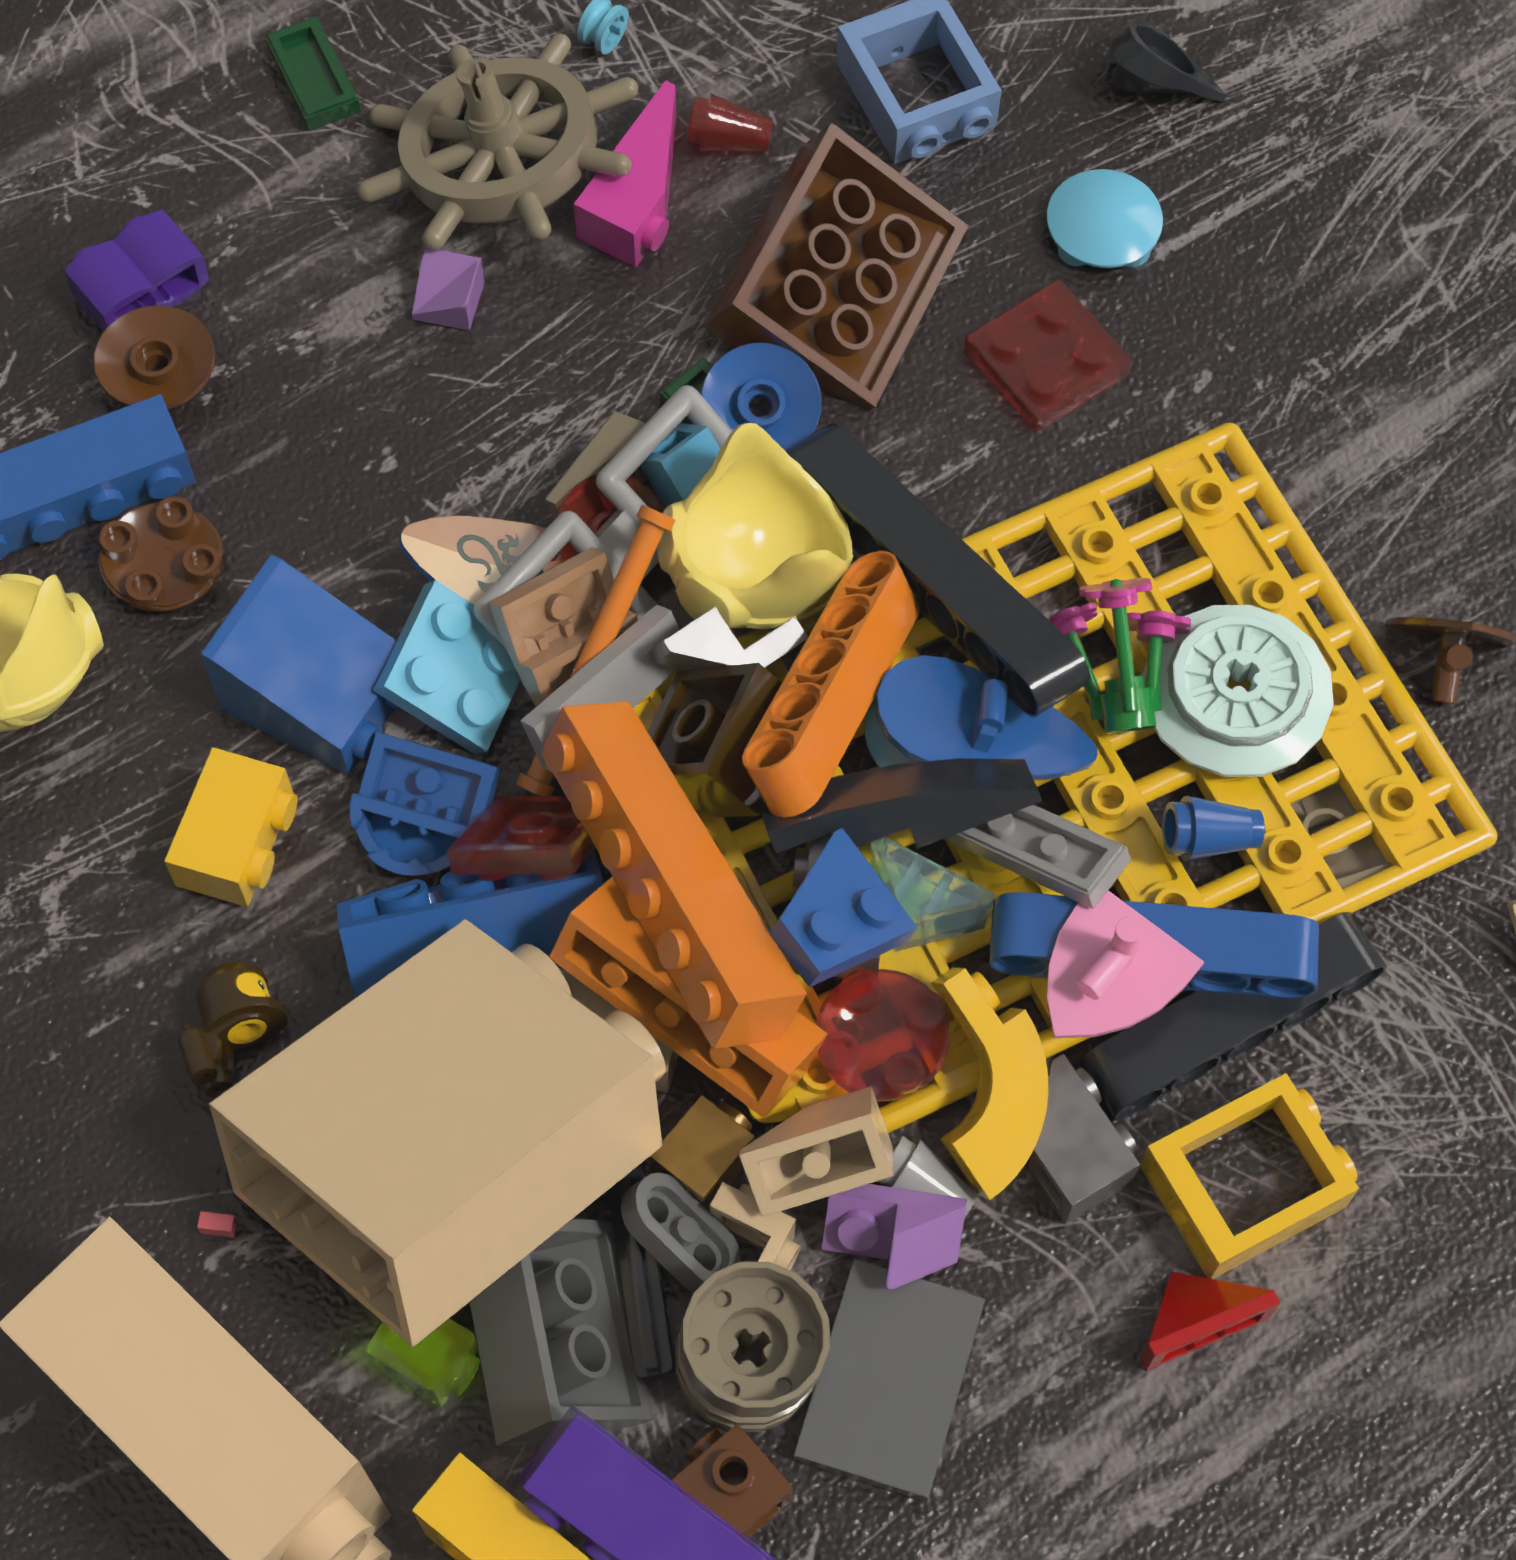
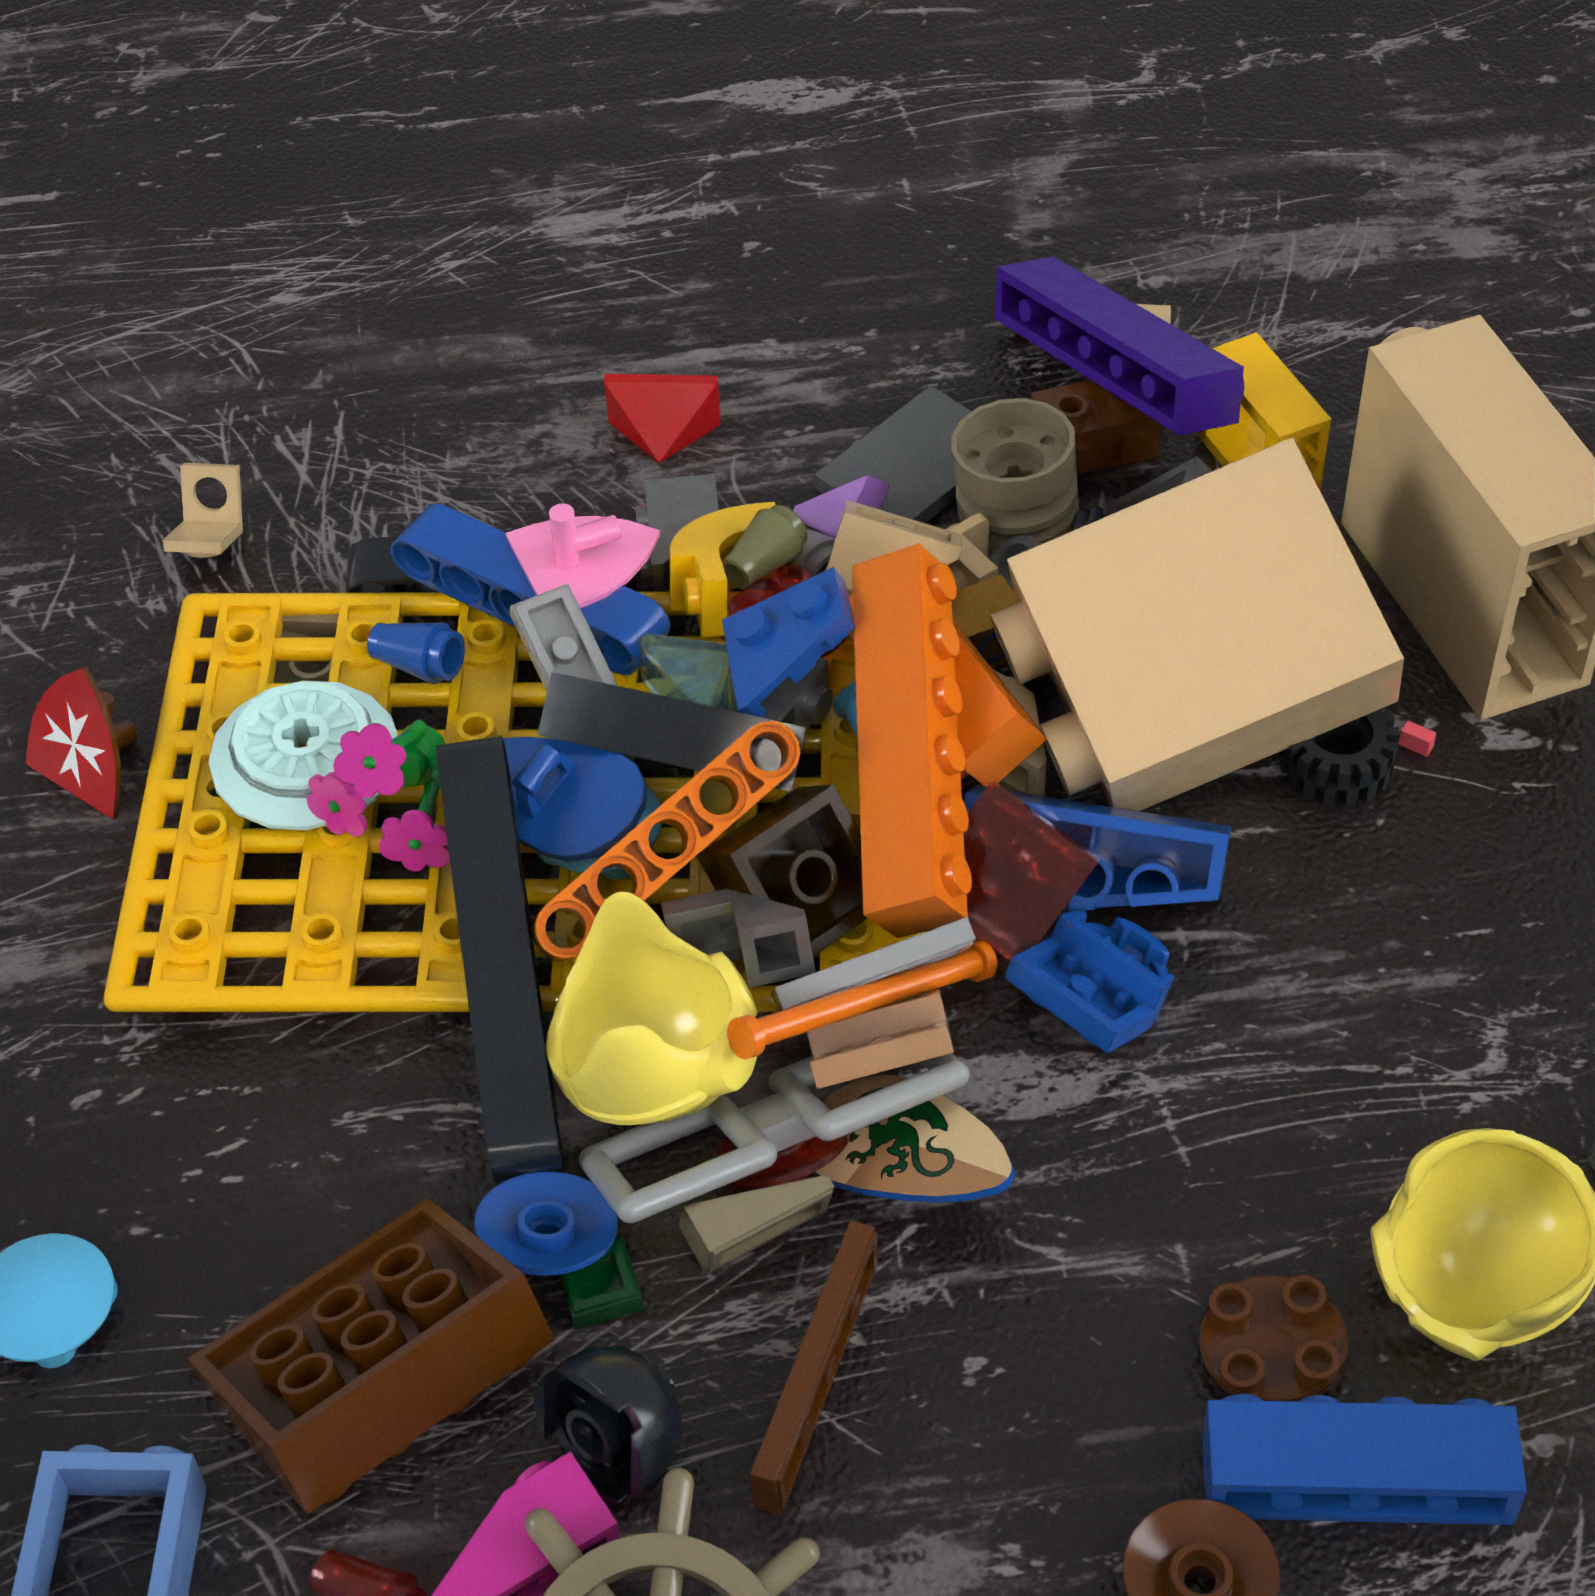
camera: 150 degrees left, 15 degrees down
(231, 827) = (1294, 1011): yellow brick -> none
(234, 1016) = (1349, 865): dark brown piece -> none
(301, 667) = (1162, 1126): slope -> none
(448, 289) = (816, 1511): medium lavender slope -> none
(450, 670) = (1021, 1066): medium azure plate -> none
(498, 390) = (814, 1369): none -> reddish brown tile
(620, 280) = (613, 1416): none -> black cylinder
(680, 462) = (662, 1152): dark azure brick -> none
(945, 1082) = (768, 543): none -> olive cone
(1048, 355) = (215, 1178): clear red plate -> none
(1194, 1210) = (553, 436): yellow window -> none

